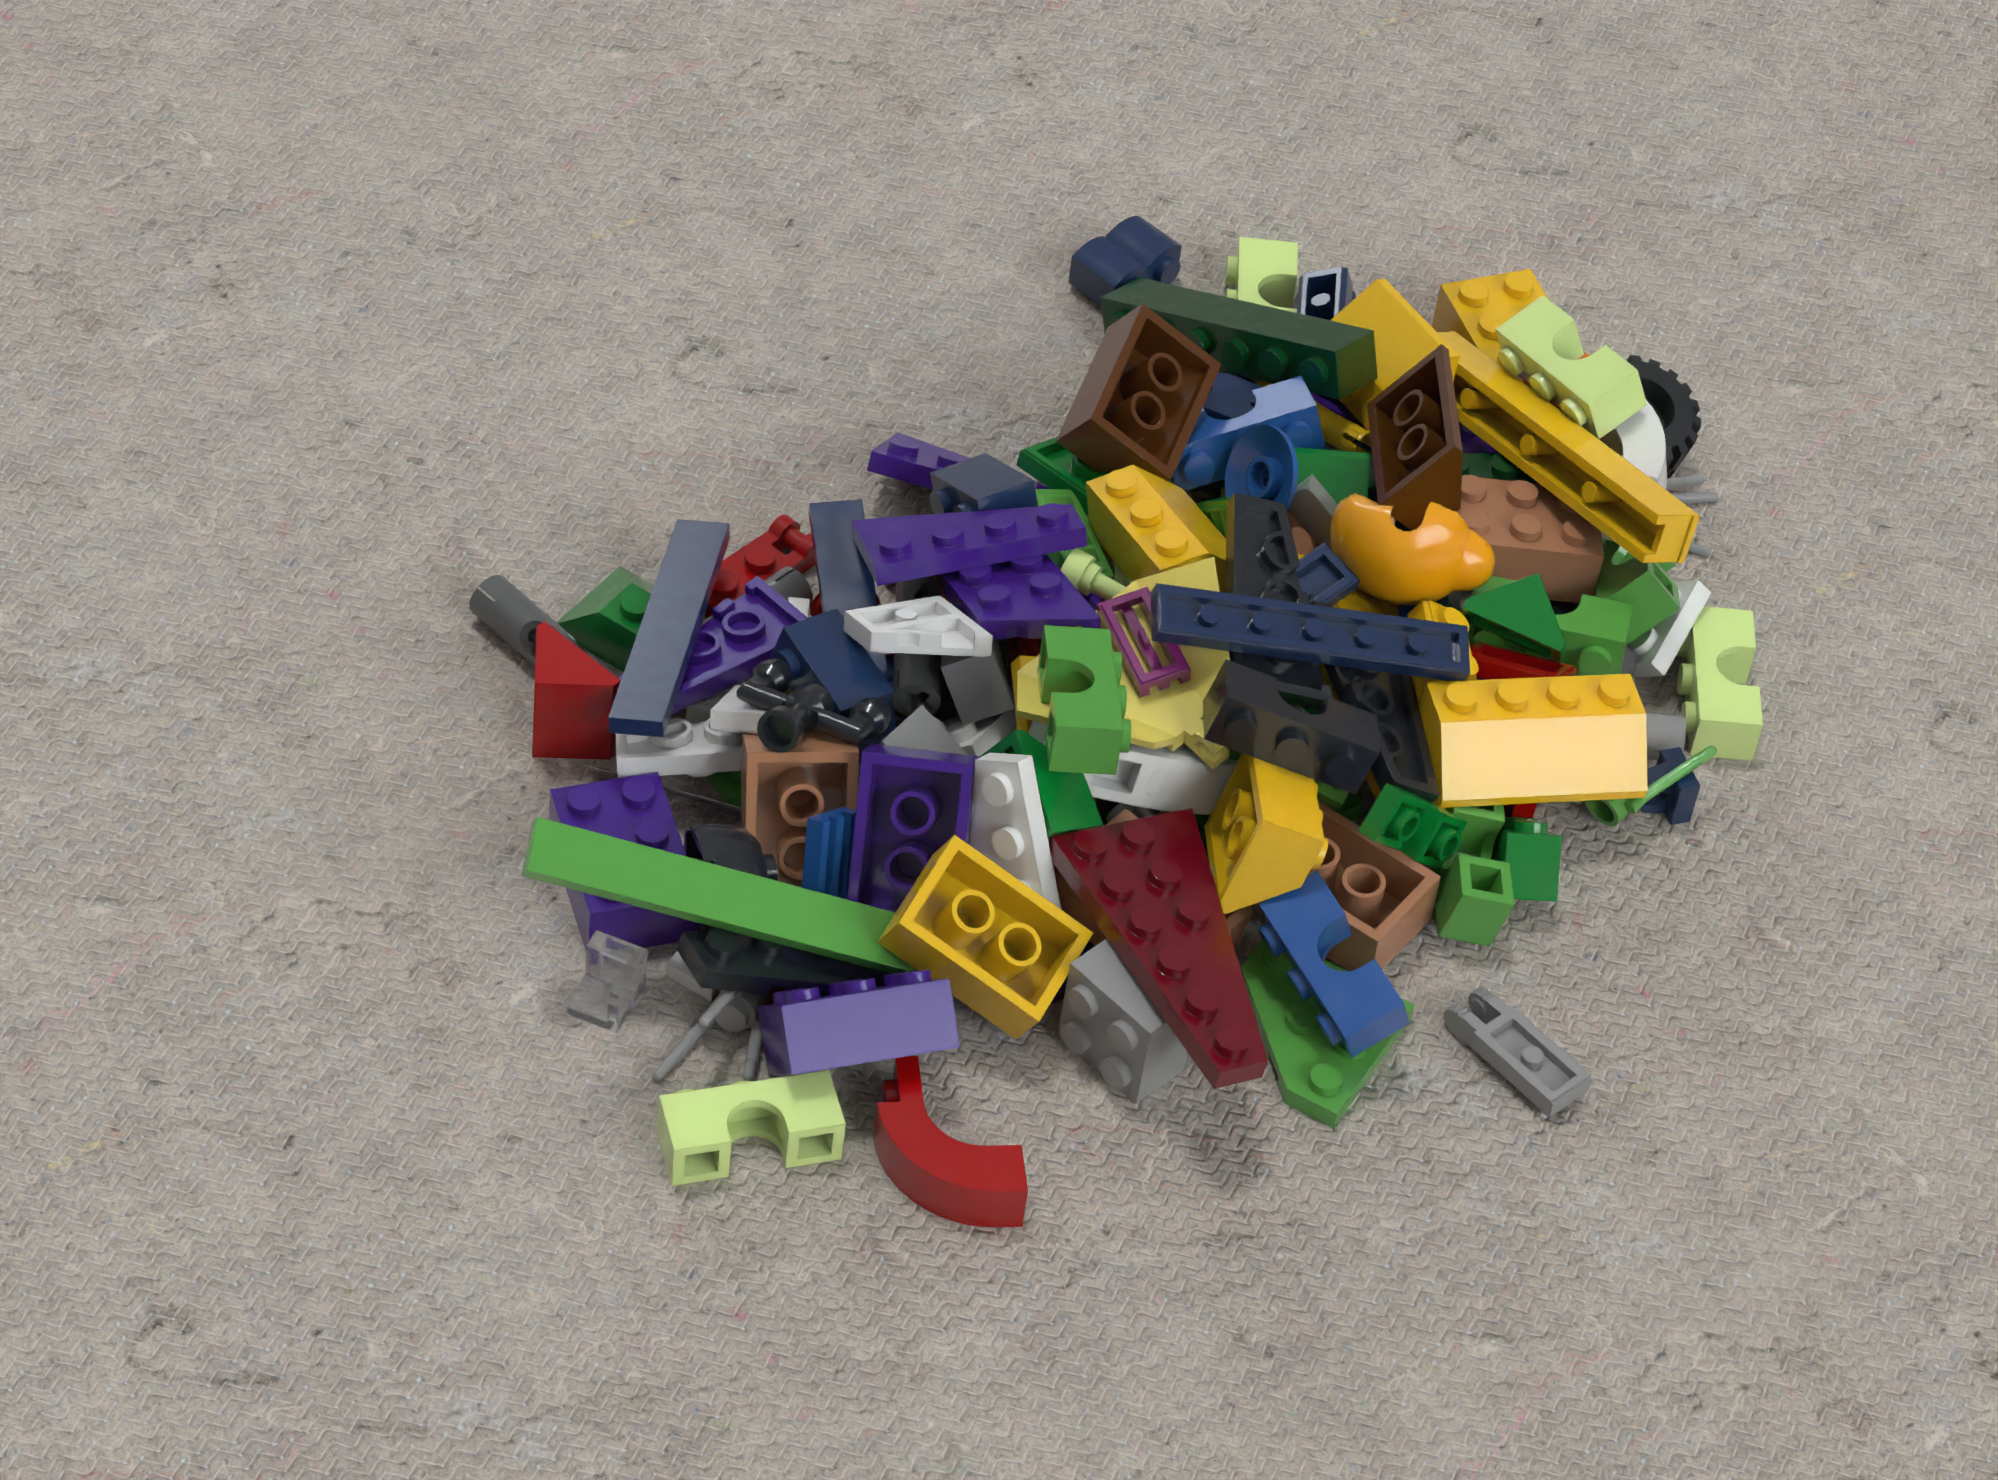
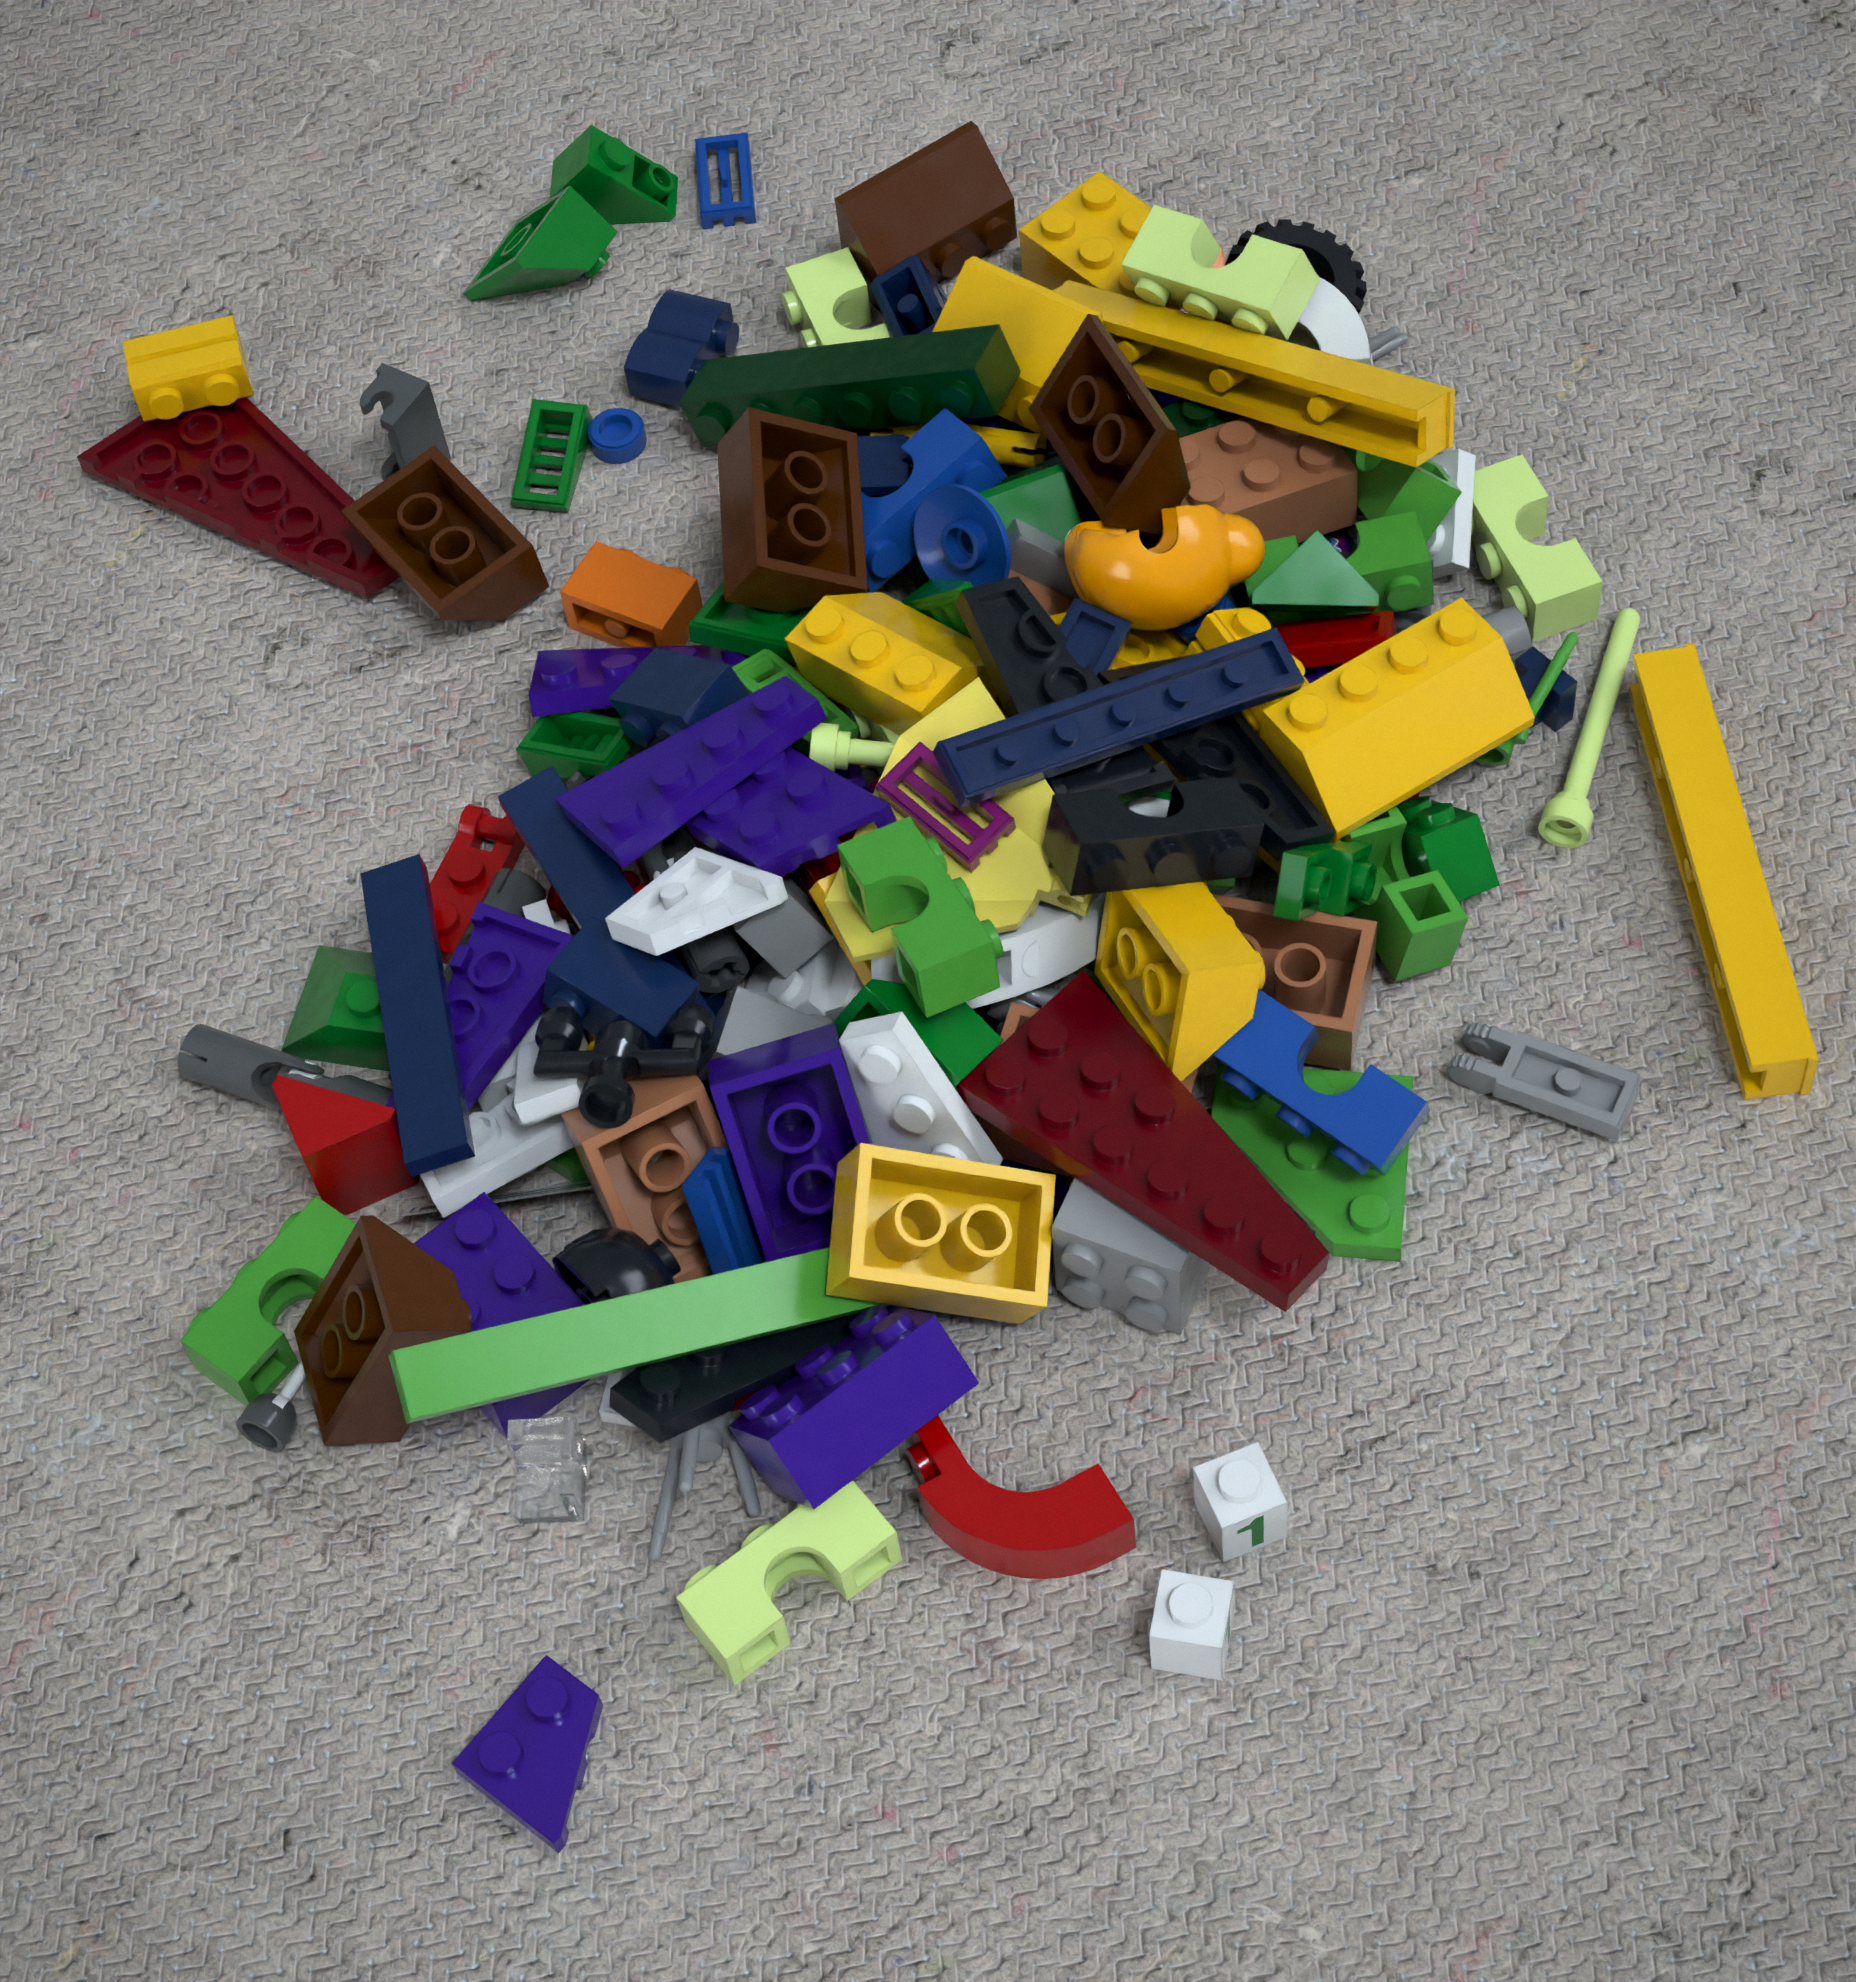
camera: 10 degrees left, 10 degrees up
(420, 863) = (271, 1416): none -> dark grey hinge
(502, 1160) = (535, 1751): none -> dark purple wing
(506, 769) = (237, 1336): none -> bright green arch
(546, 784) = (371, 1302): none -> reddish brown slope
(728, 115) = (188, 368): none -> yellow brick
(731, 213) = (244, 481): none -> dark red wing
(867, 323) = (448, 541): none -> reddish brown slope
(880, 230) = (407, 415): none -> dark grey hinge
(888, 497) = (574, 744): none -> green slope
(985, 418) = (630, 599): none -> orange brick
(989, 269) = (559, 418): none -> green slope
(1034, 1283) = (1192, 1624): none -> white brick
(1042, 307) = (617, 435): none -> blue tile
(1058, 149) = (546, 249): none -> green slope
(1116, 1221) = (1240, 1502): none -> white brick
(1136, 121) = (615, 180): none -> green slope
(1221, 179) = (727, 209): none -> blue tile
(1378, 236) = (933, 205): none -> reddish brown slope
(1643, 881) = (1568, 815): none -> yellowish green piece
(1738, 969) = (1722, 876): none -> yellow tile

